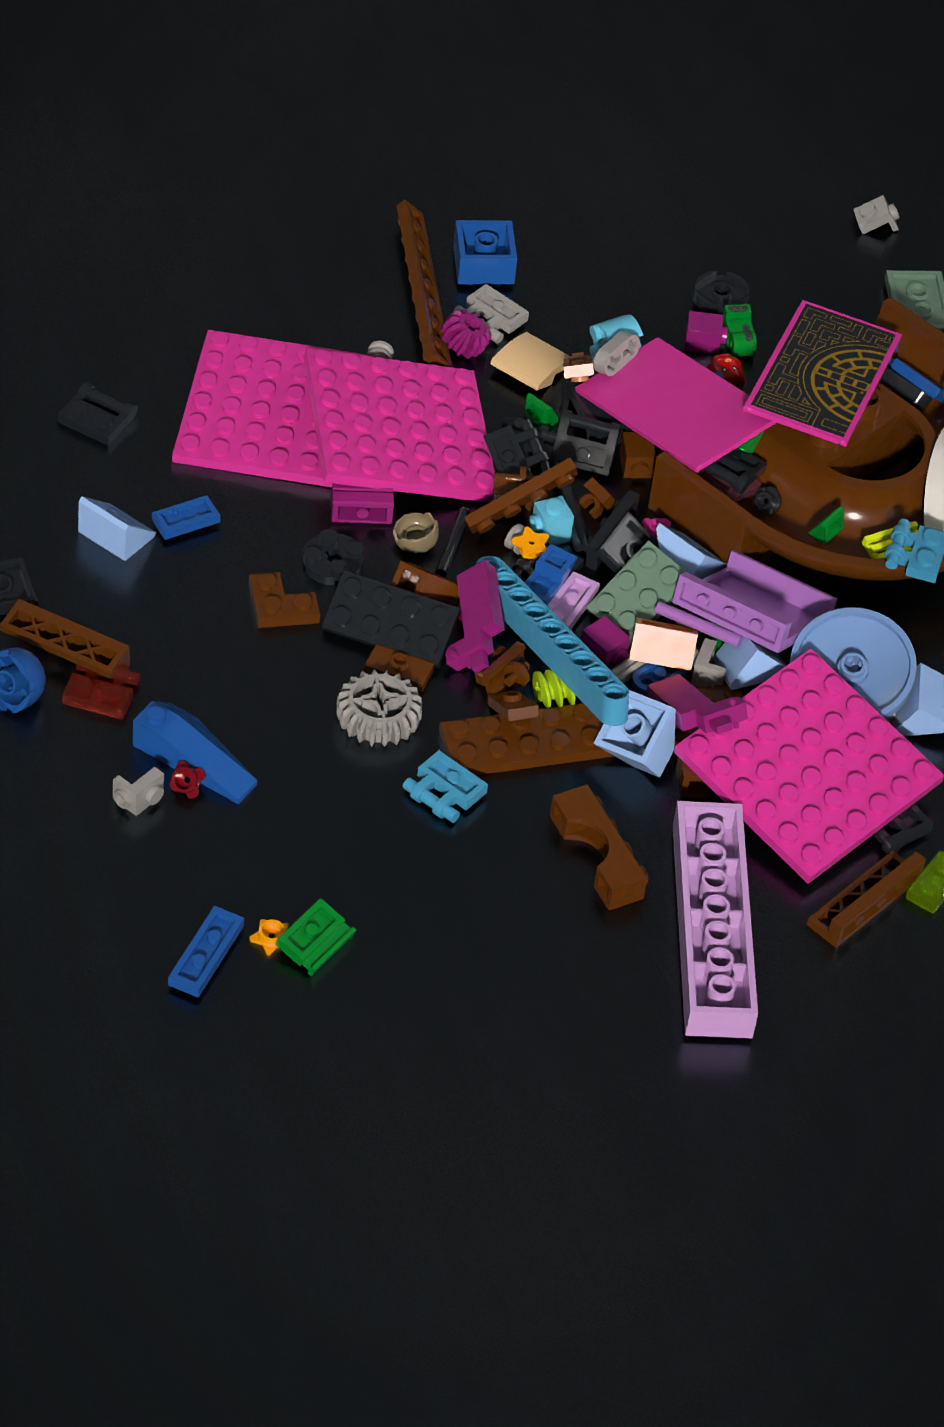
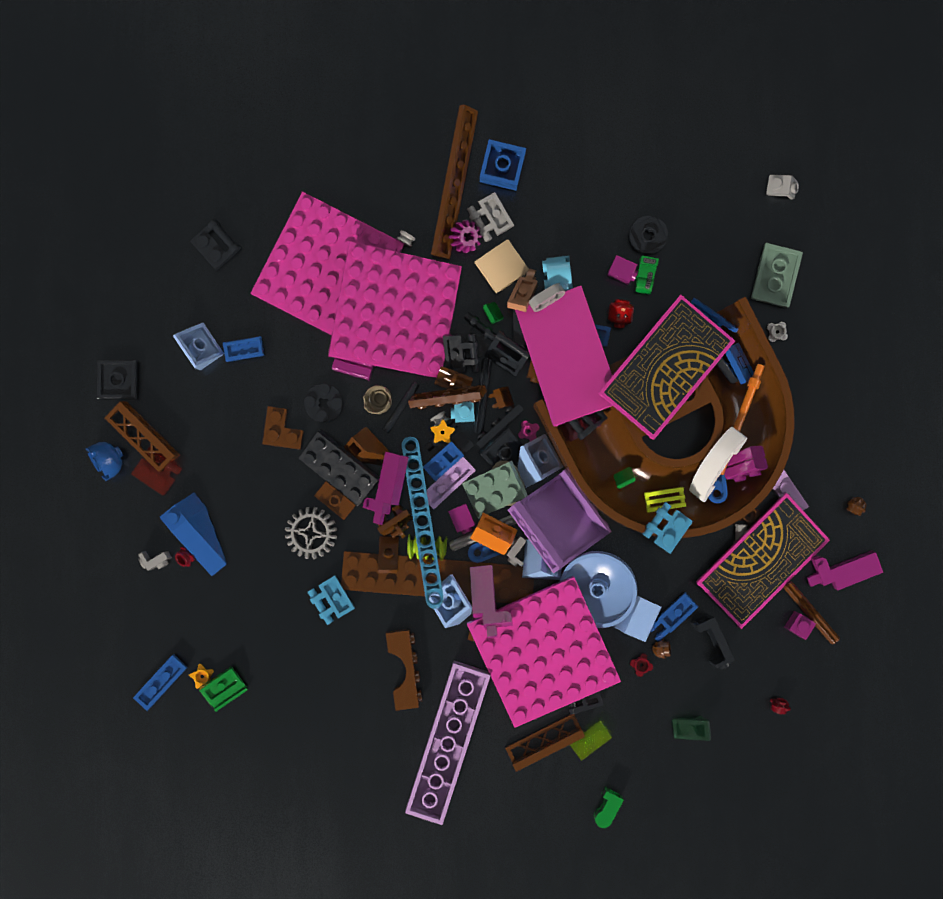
camera: 20 degrees right, 40 degrees up
(698, 624) = (517, 531): medium lavender bar -> none
(774, 501) = (600, 438): black plate -> none

